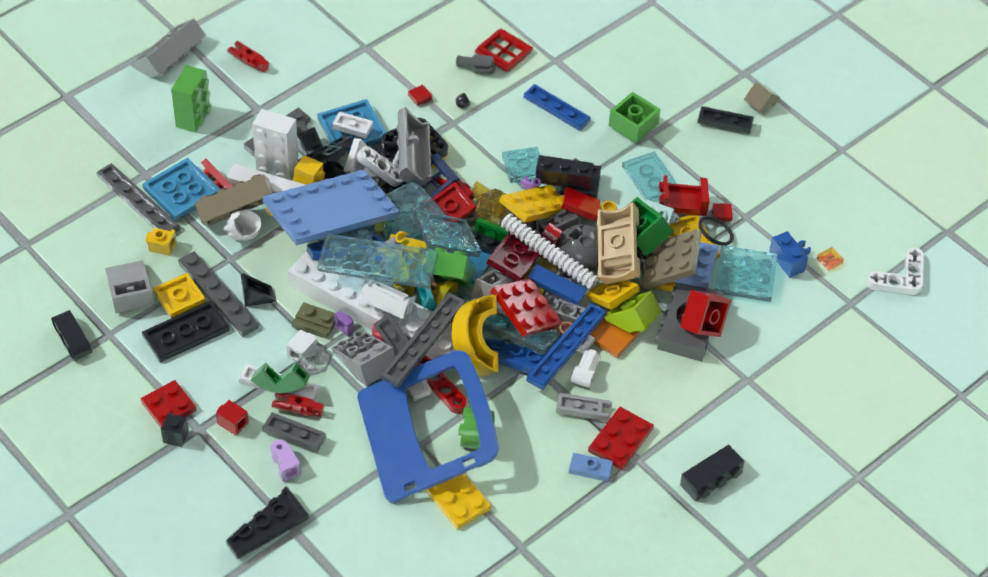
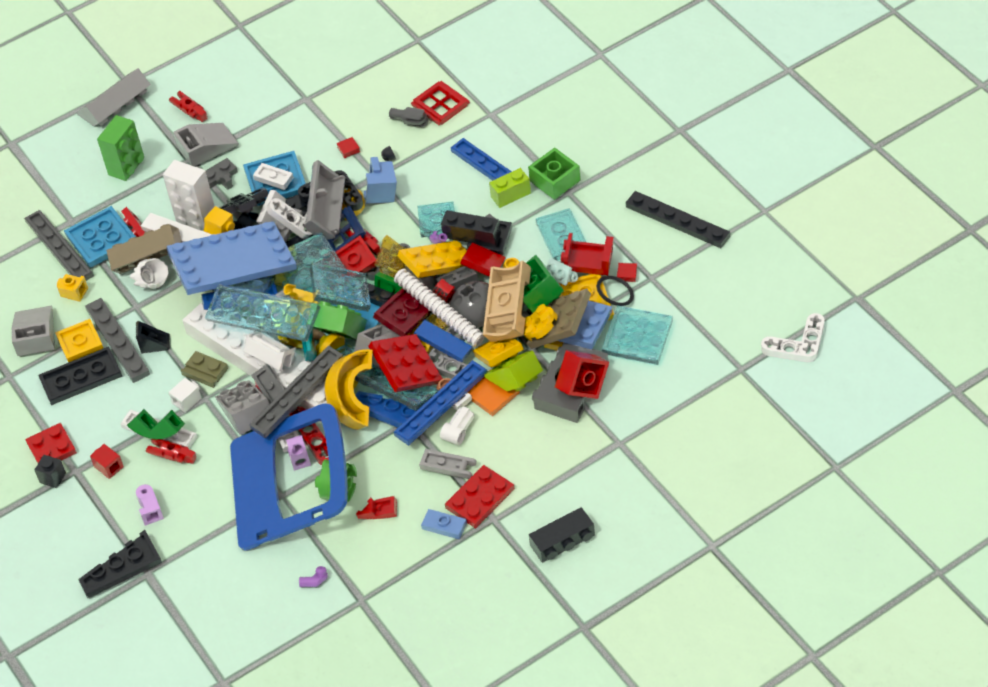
camera: 15 degrees right, 0 degrees up
(271, 91) = (203, 141): none -> light grey slope
(294, 432) = (163, 477): dark grey plate -> none
(308, 138) = (230, 188): black plate -> none
(317, 362) = (195, 411): clear bracket -> none
(344, 323) = (230, 372): medium lavender plate -> none
(431, 399) = (297, 451): none -> lavender leg
(459, 500) = (309, 550): yellow plate -> none
(463, 128) = (380, 182): none -> medium blue plate
(472, 529) = (316, 579): none -> medium lavender arm
(522, 455) = (379, 509): none -> red slope
(592, 132) = (510, 187): none -> lime brick
(657, 256) = (539, 322): none -> yellow plate
(725, 119) = (648, 177): black plate -> none
(761, 97) = (688, 154): dark tan piece -> none
(761, 160) = (678, 219): none -> black plate
(790, 255) = (685, 317): blue brick -> none
(830, 258) = (728, 322): clear yellow tile -> none

